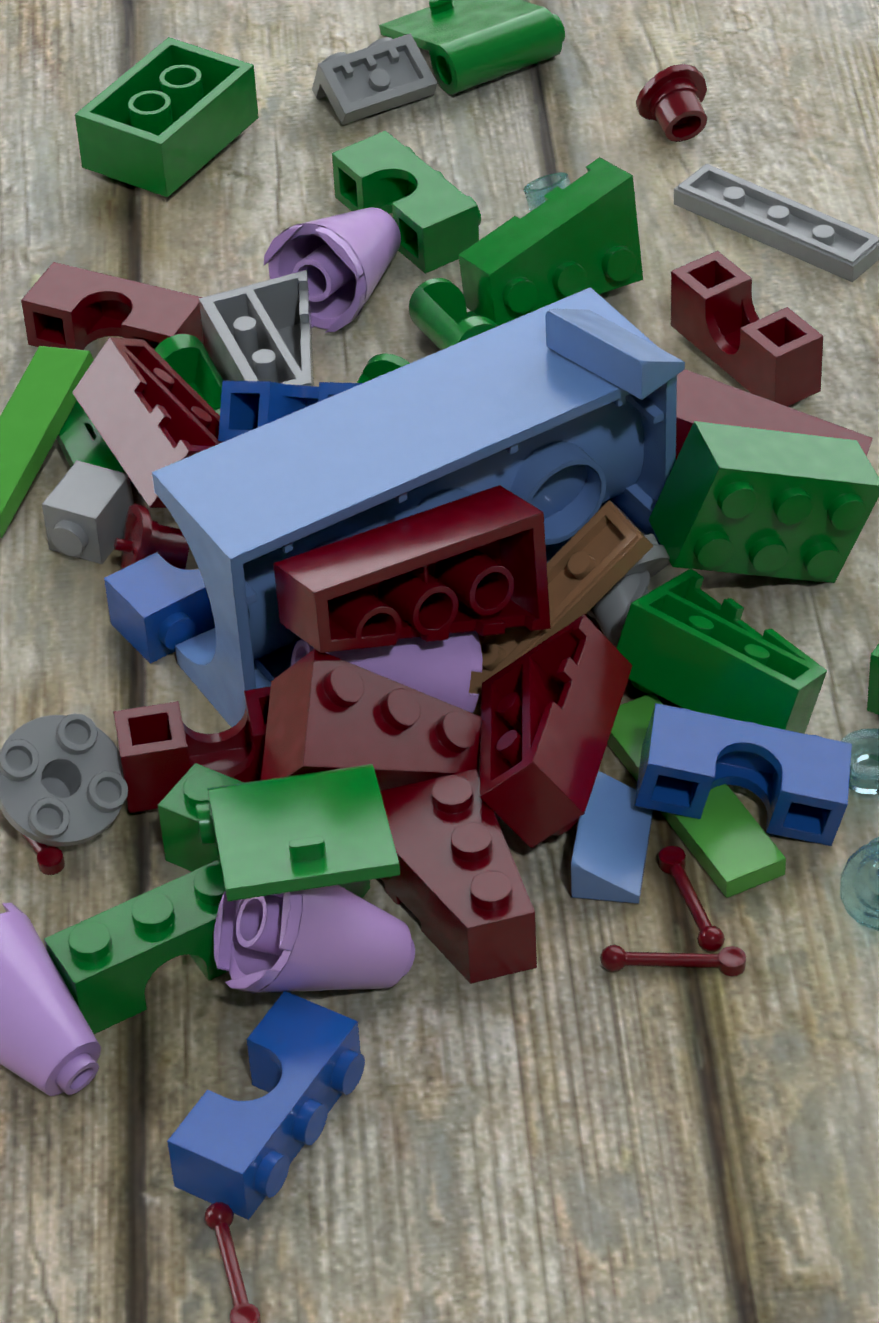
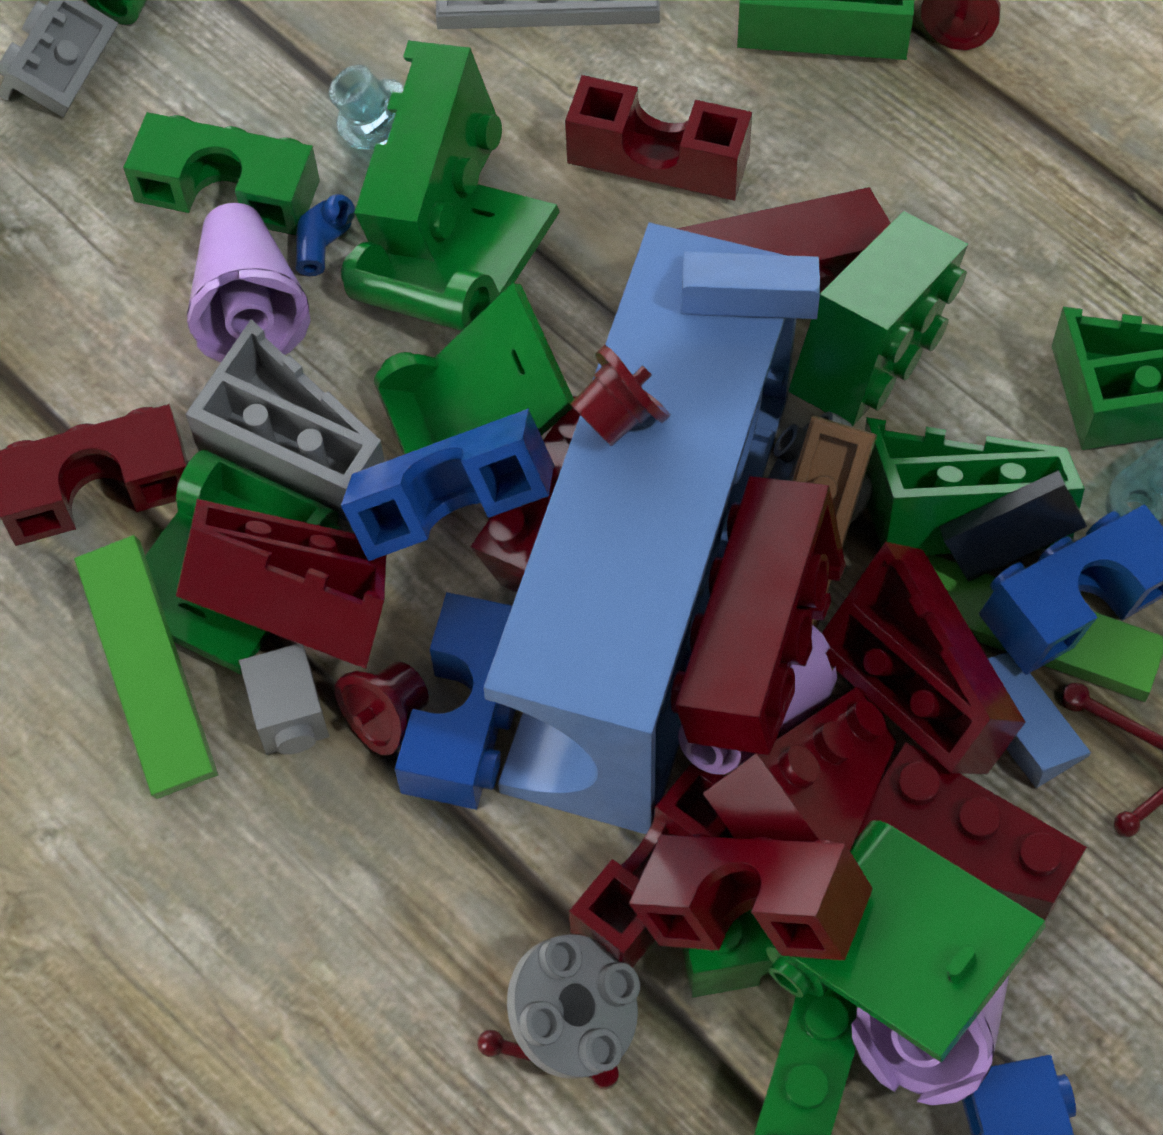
camera: 40 degrees left, 20 degrees up
(229, 742) = (798, 891): none -> dark red arch
(426, 352) = (616, 399): none -> dark red piece
(436, 265) = (320, 228): none -> blue arm
(724, 685) = (1013, 526): none -> black tile

